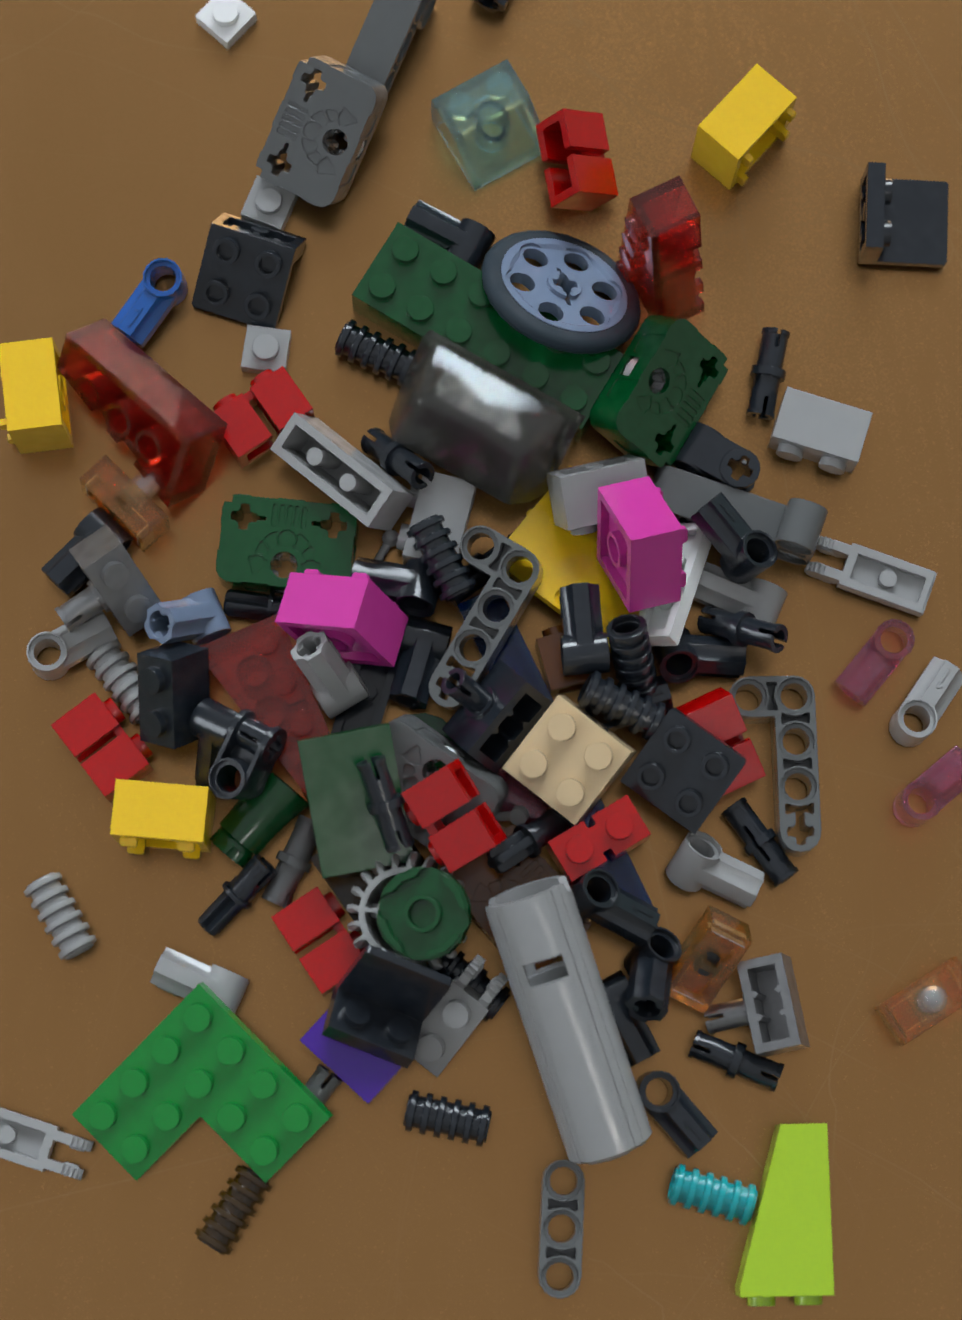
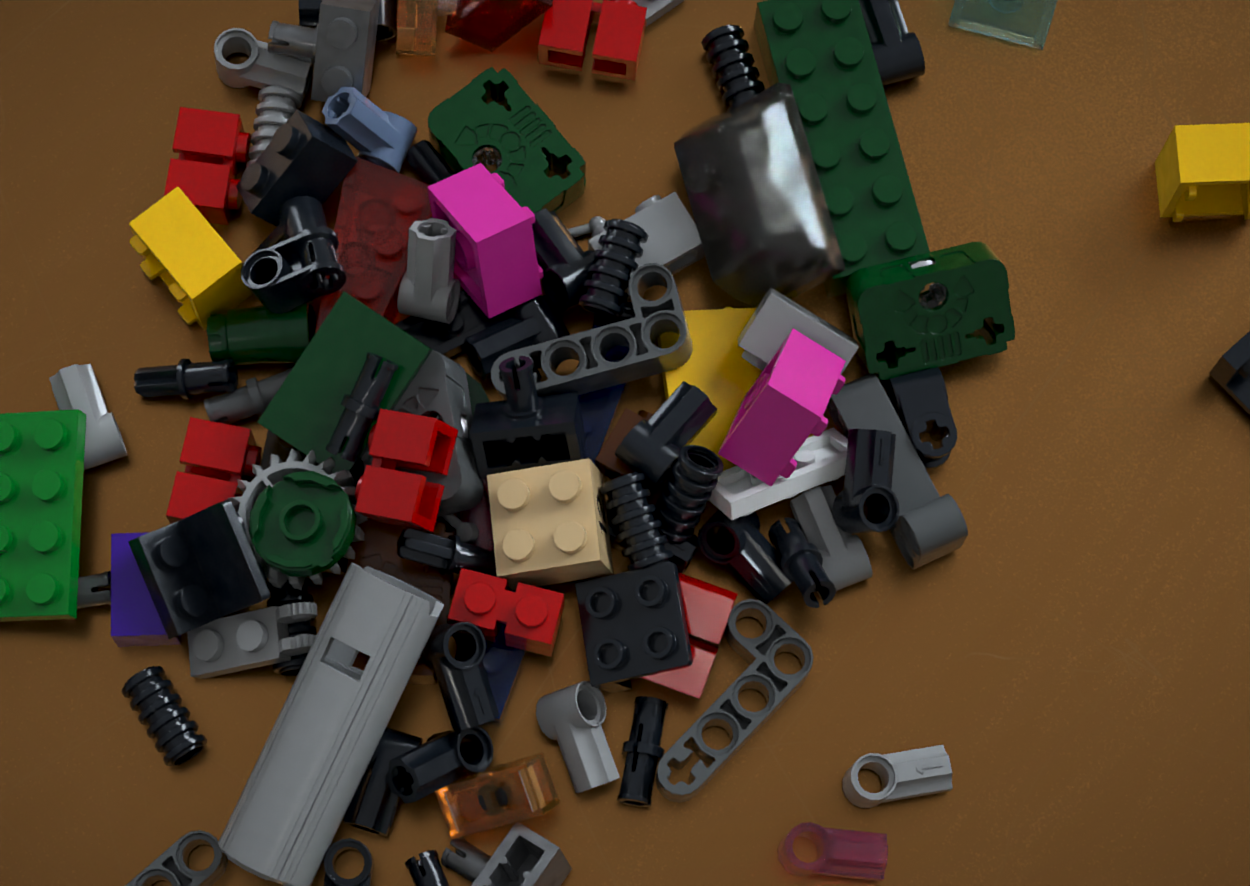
camera: 45 degrees right, 5 degrees down
(60, 916) = (37, 261): light grey piece -> none
(342, 472) = (607, 131): light grey brick -> none
(397, 459) = (662, 164): black pin -> none
(522, 309) = (901, 192): wedge -> none
(580, 142) = (1066, 61): red piece -> none
(662, 250) = (1042, 195): clear red wedge -> none
(768, 373) = (1039, 387): black pin -> none
(819, 431) = (1034, 472): light grey brick -> none
(874, 664) = (884, 702): clear pink piece -> none
(875, 576) = (962, 634): light grey hinge -> none

